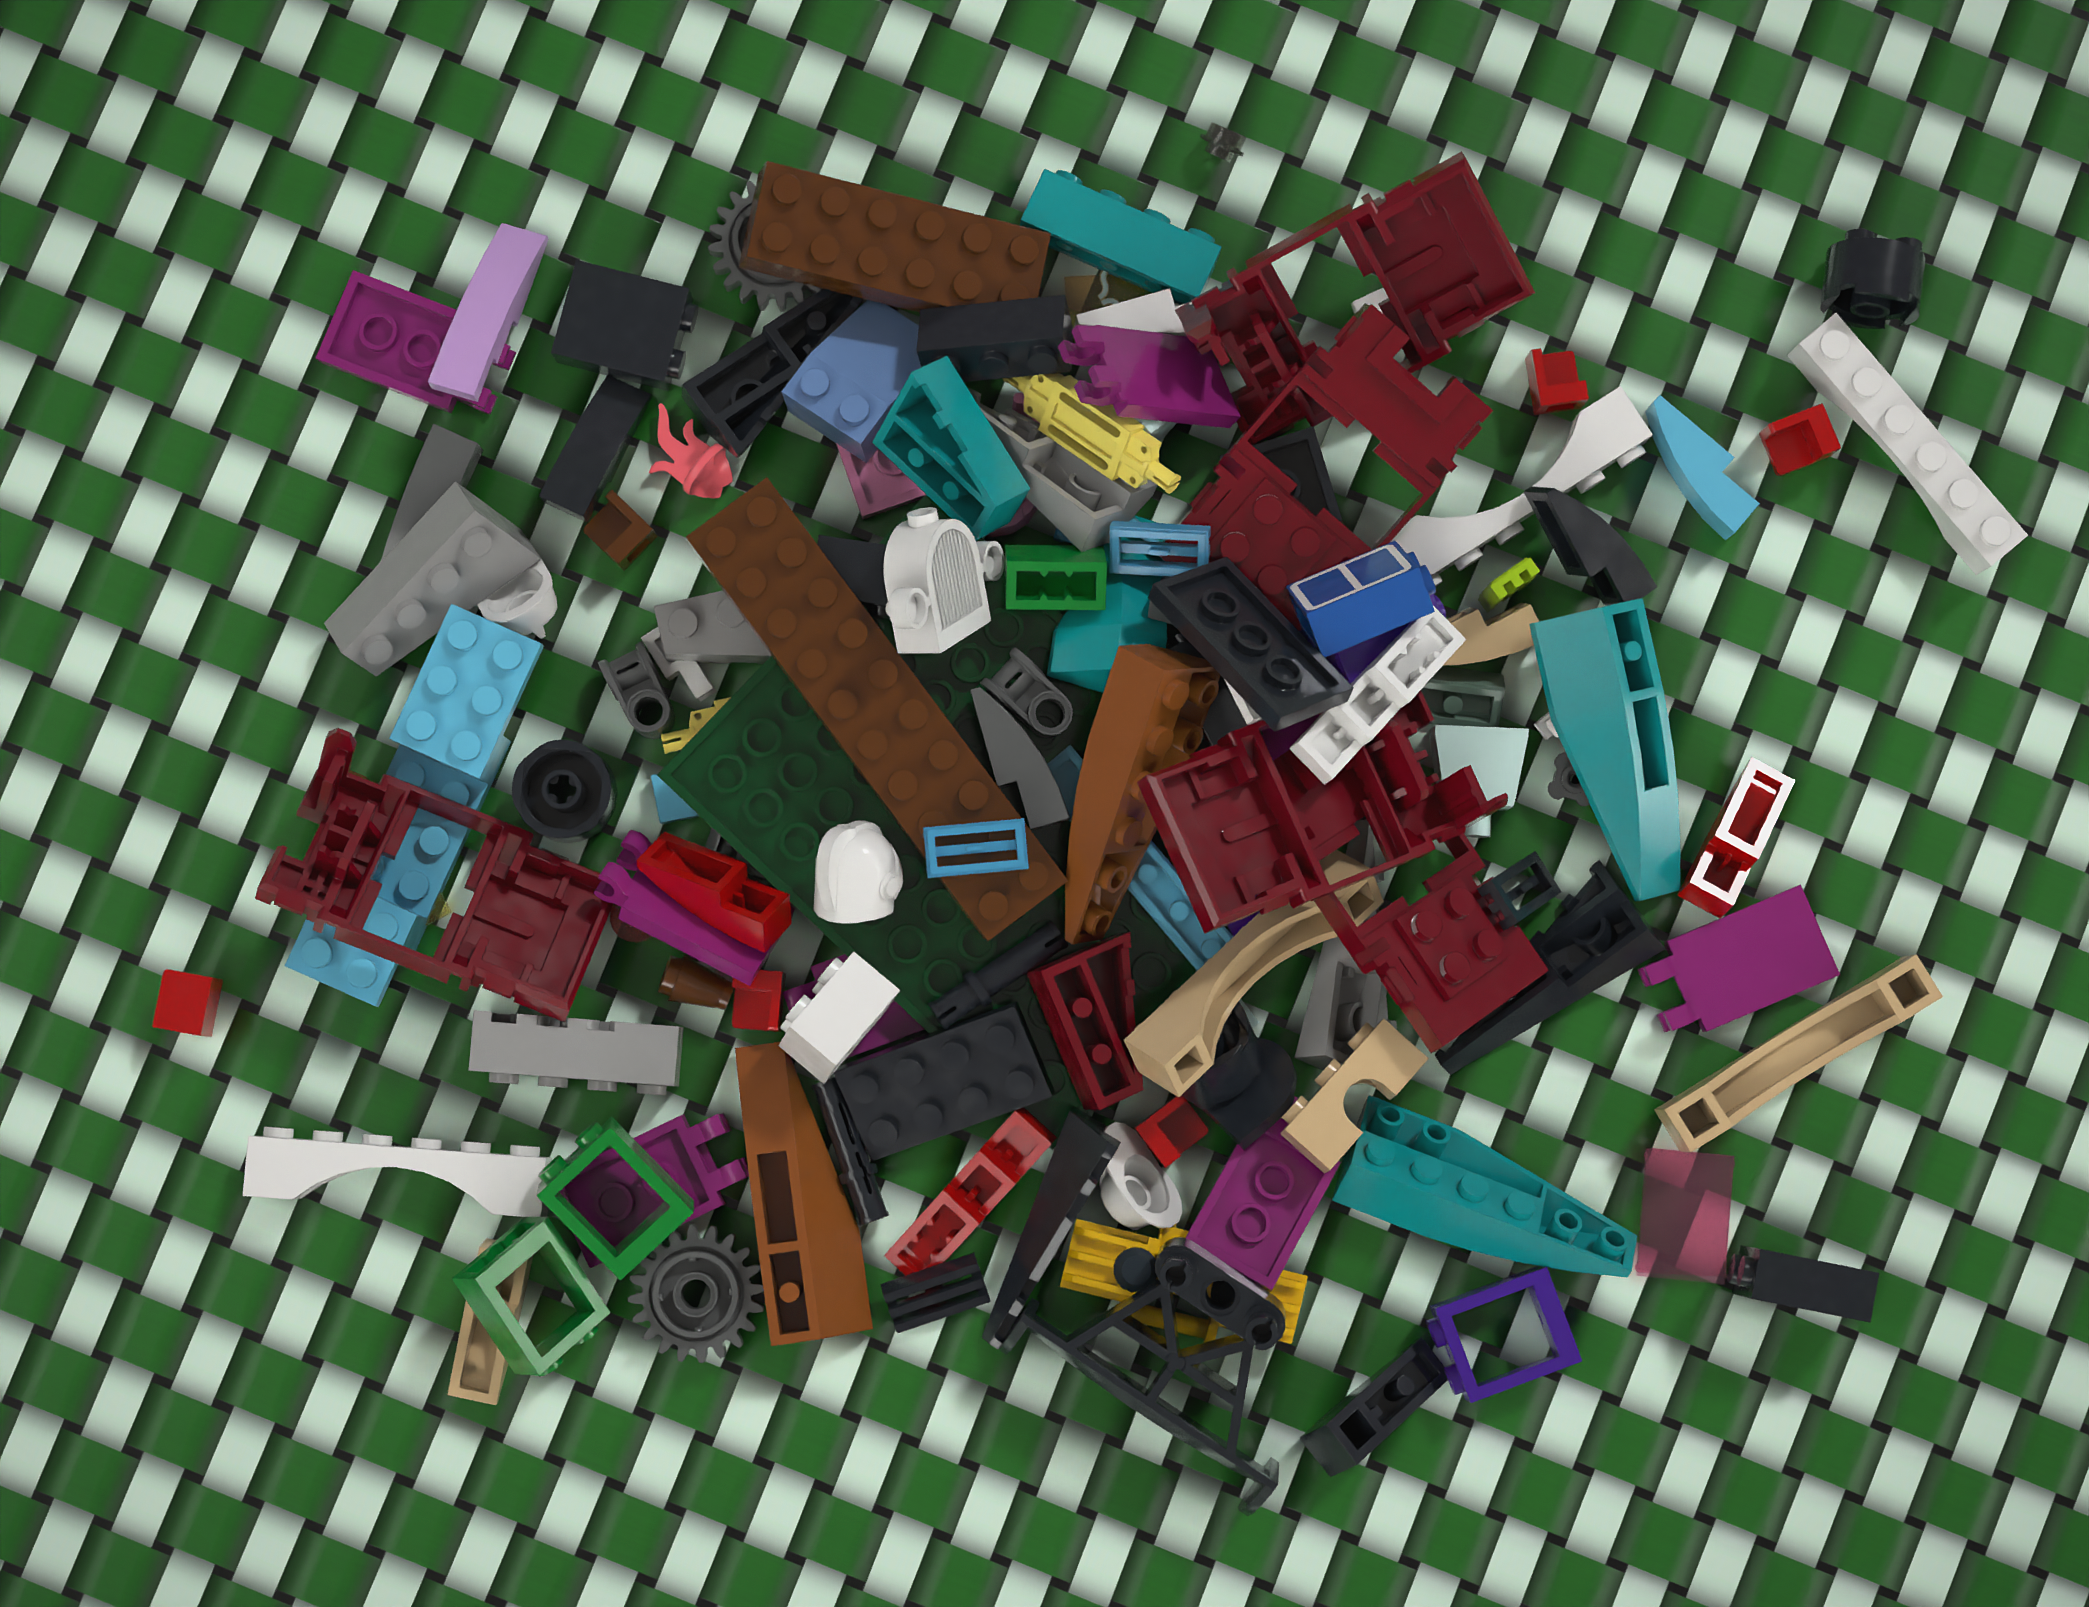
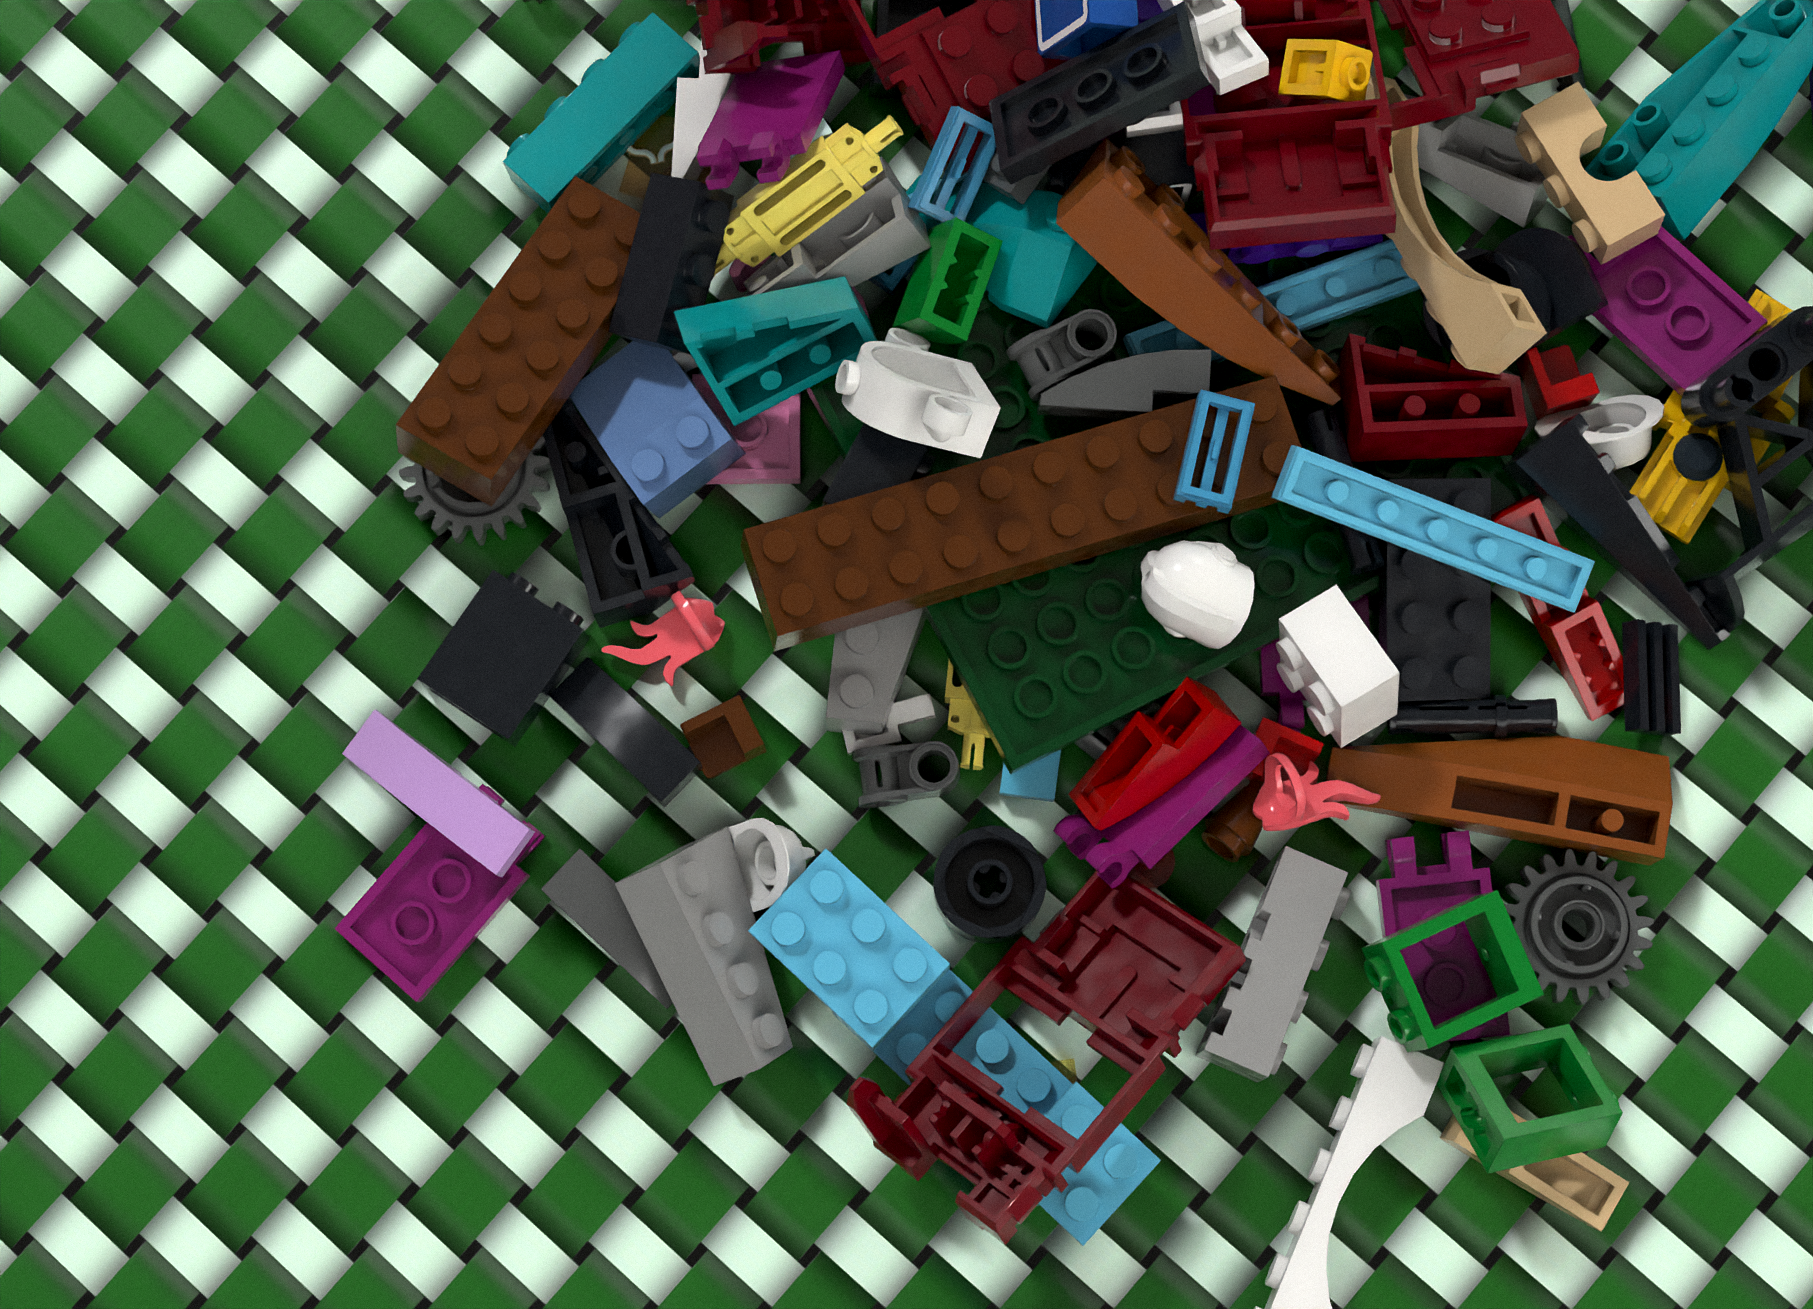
camera: 65 degrees left, 5 degrees down
(724, 1028) = (1300, 799): none -> coral piece
(983, 1059) = (1432, 528): none -> medium azure tile
(1342, 832) = (1325, 70): none -> yellow bracket

